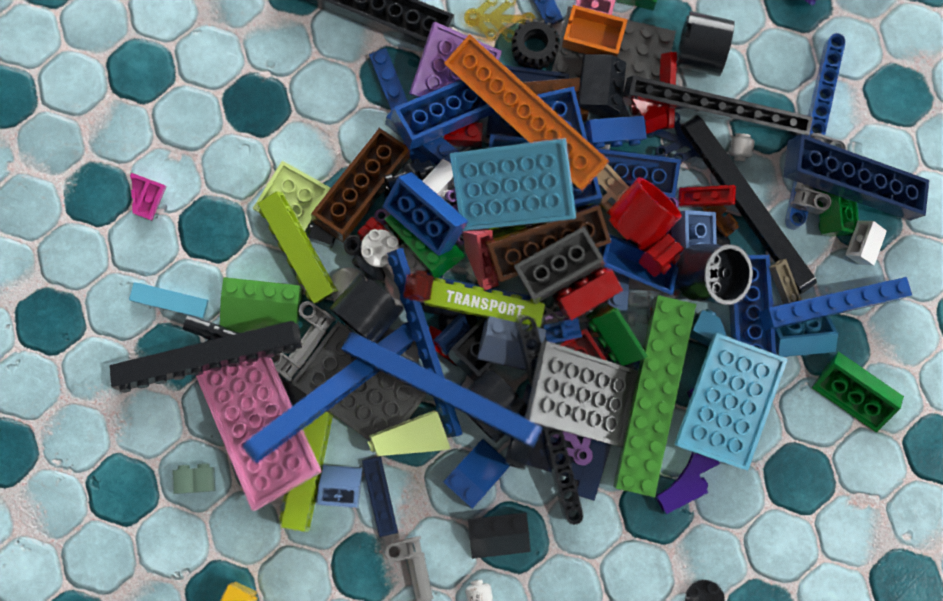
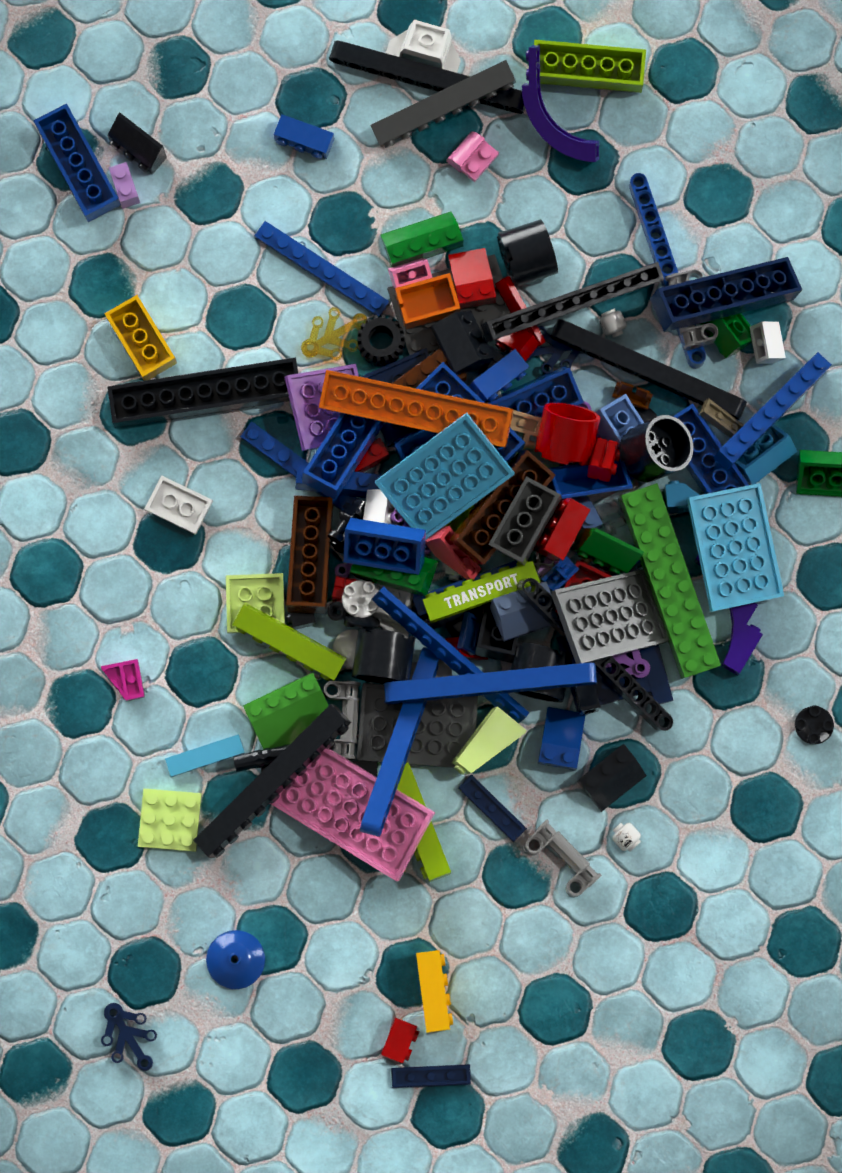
camera: 30 degrees left, 0 degrees up
(94, 493) = (250, 959): none -> blue dish
(104, 335) = (169, 820): none -> yellowish green plate
(193, 480) = (327, 891): sand green brick -> none
(281, 79) = (178, 505): none -> white plate
(340, 486) = (455, 820): medium blue slope -> none
(418, 286) = (418, 610): clear red brick -> none
(643, 39) = (472, 278): none -> slope
(707, 196) = (609, 384): red tile -> none

